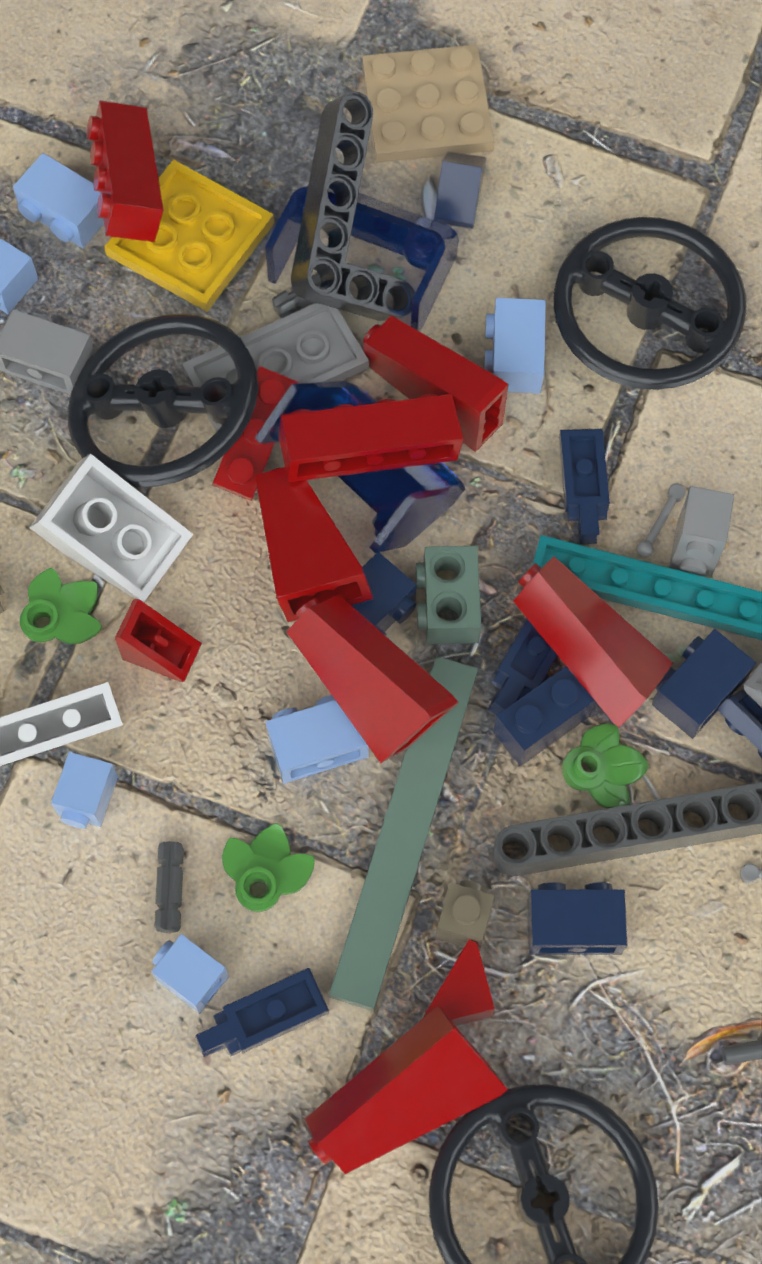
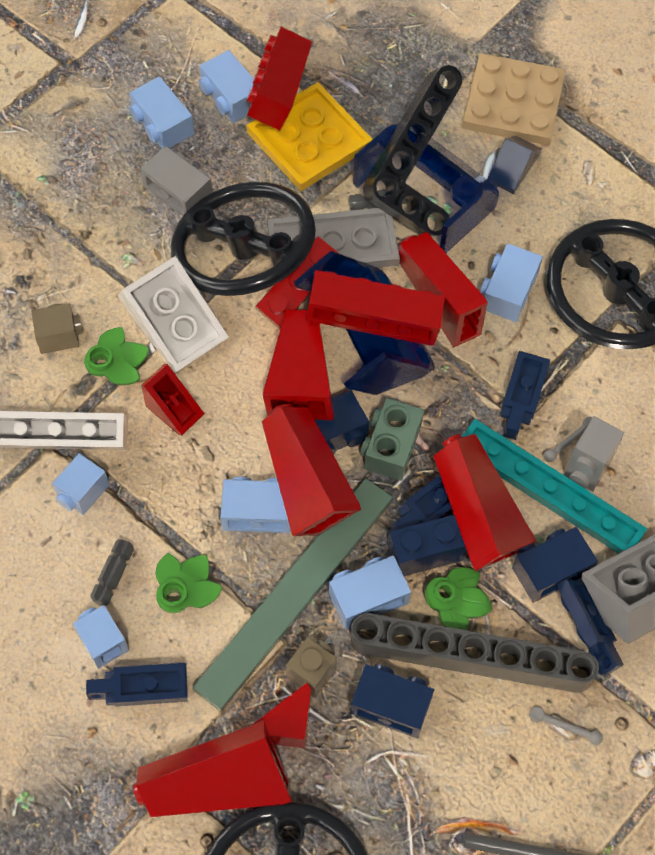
camera: 20 degrees right, 5 degrees down
(496, 796) = (372, 590): none -> light blue brick

